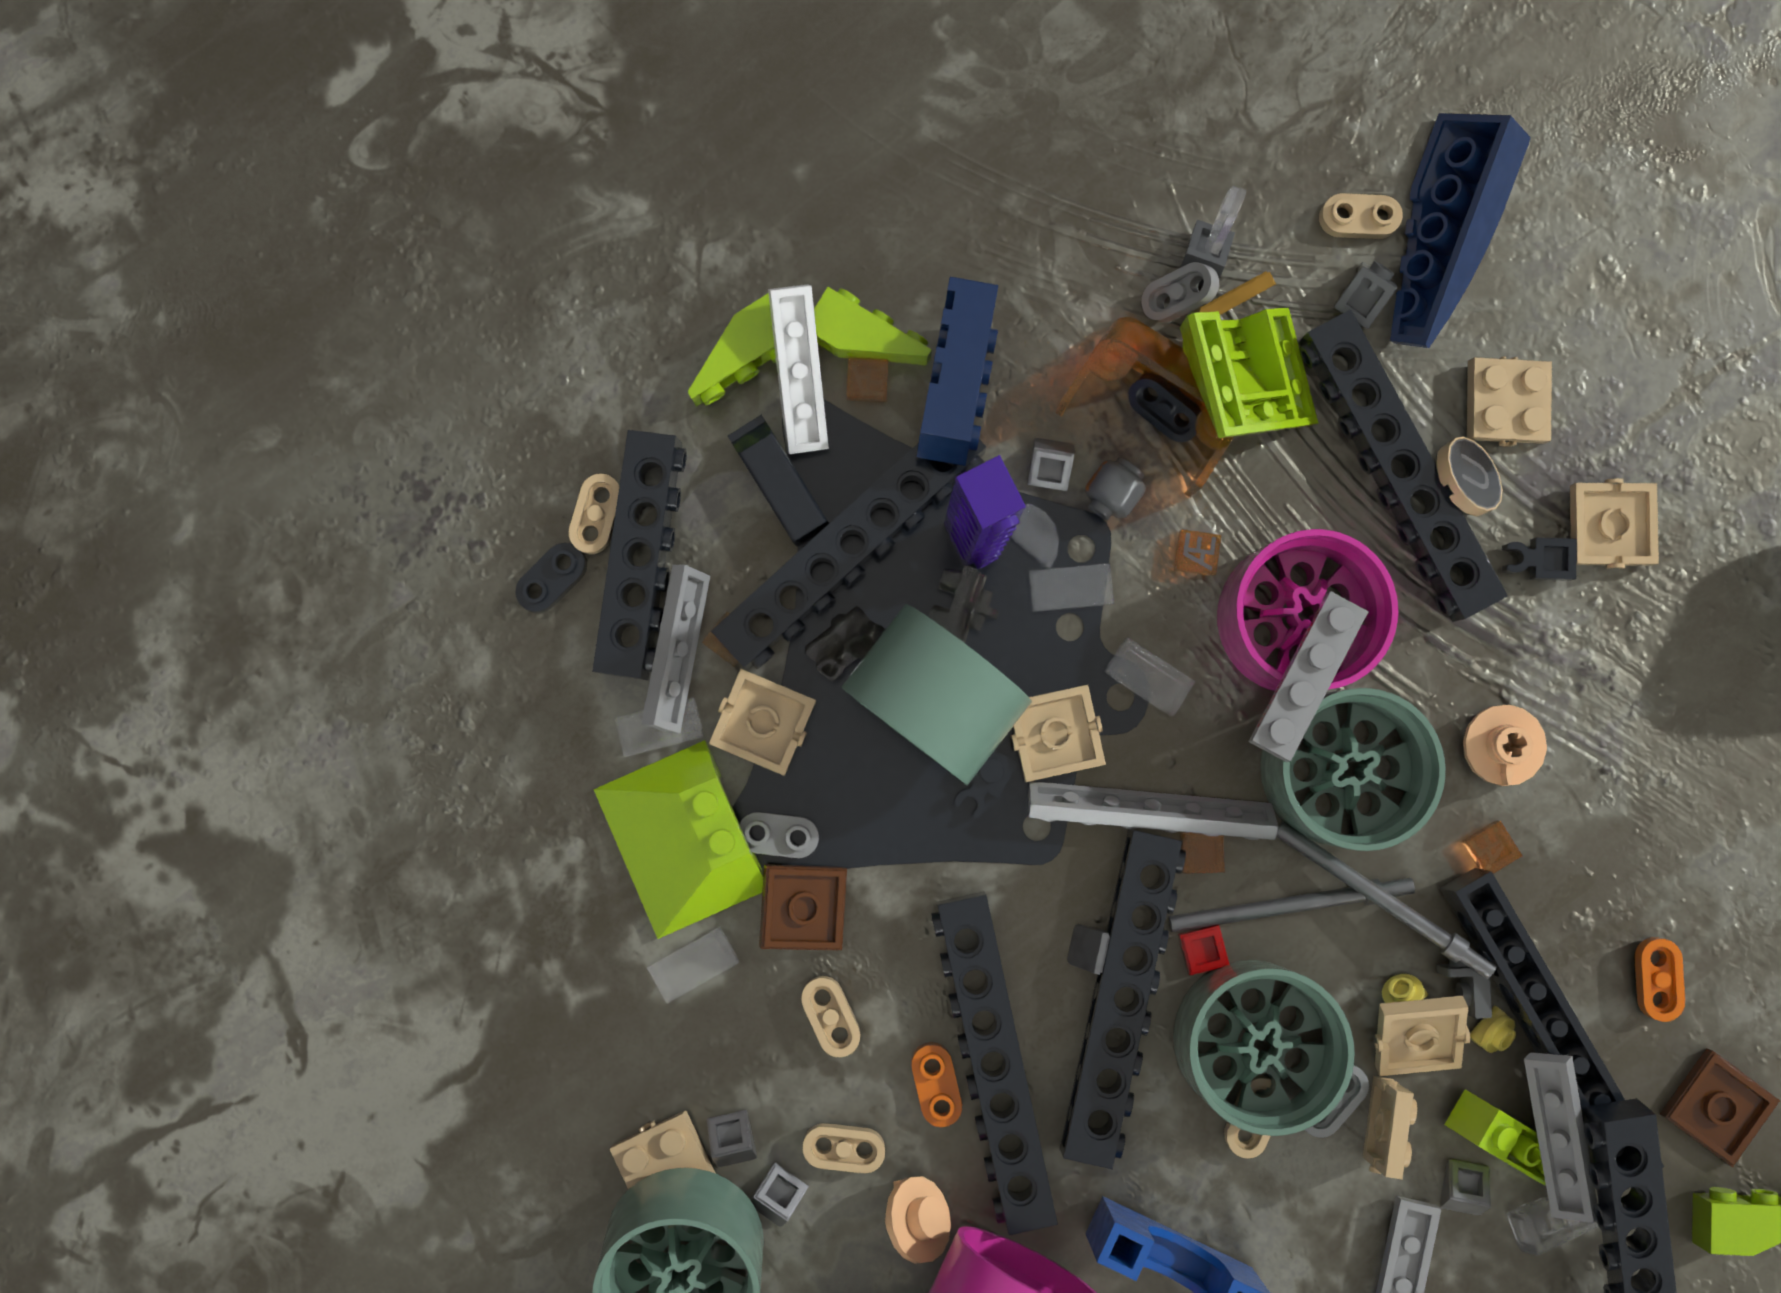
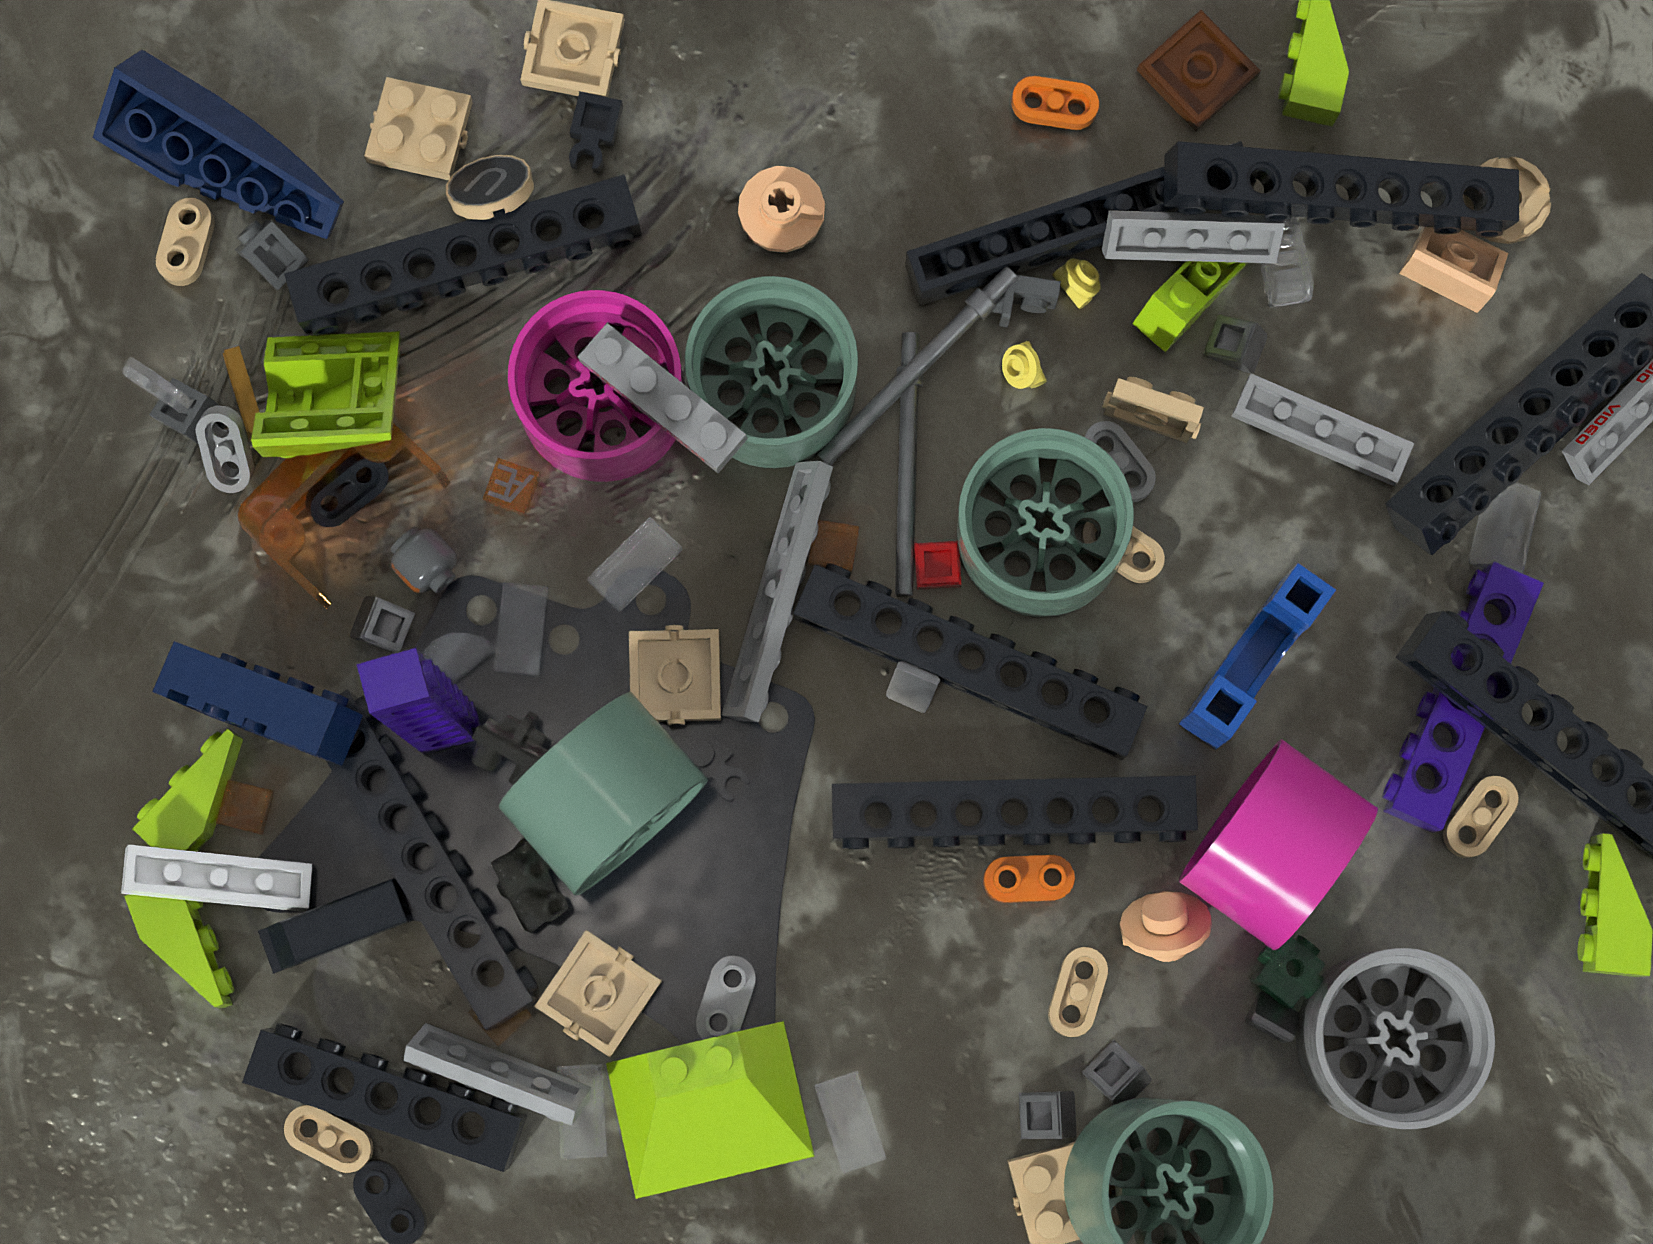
camera: 80 degrees left, 5 degrees down
(802, 907) = (809, 987): reddish brown tile -> none
(831, 1015) = (933, 979): tan plate -> none
(1421, 1035) = (1067, 357): tan plate -> none
(1492, 847) = (887, 243): clear orange tile -> none

